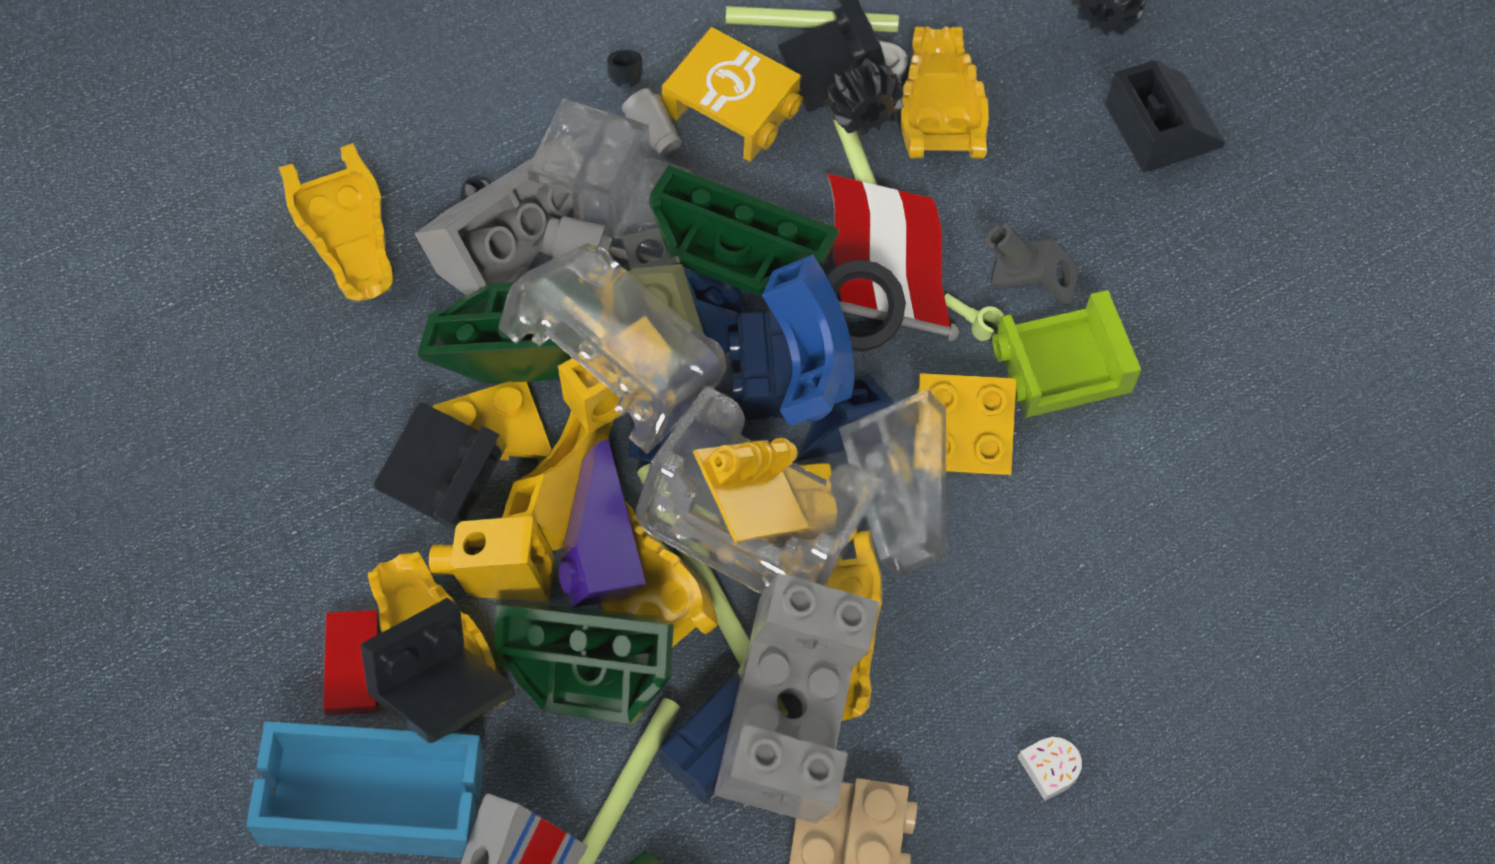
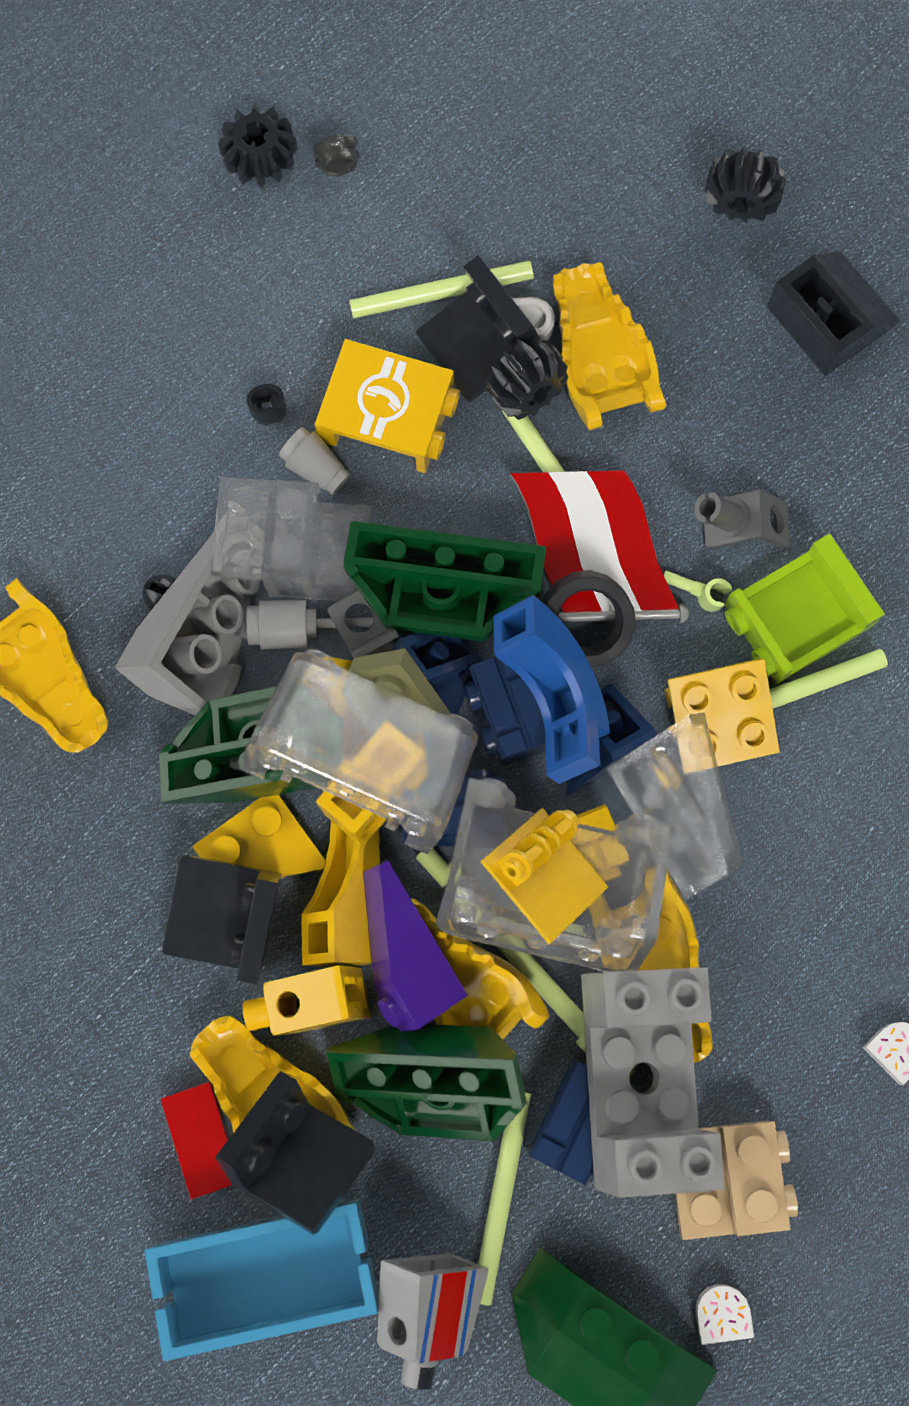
camera: 10 degrees left, 15 degrees up
(1074, 422) = (828, 678): none -> yellowish green bar

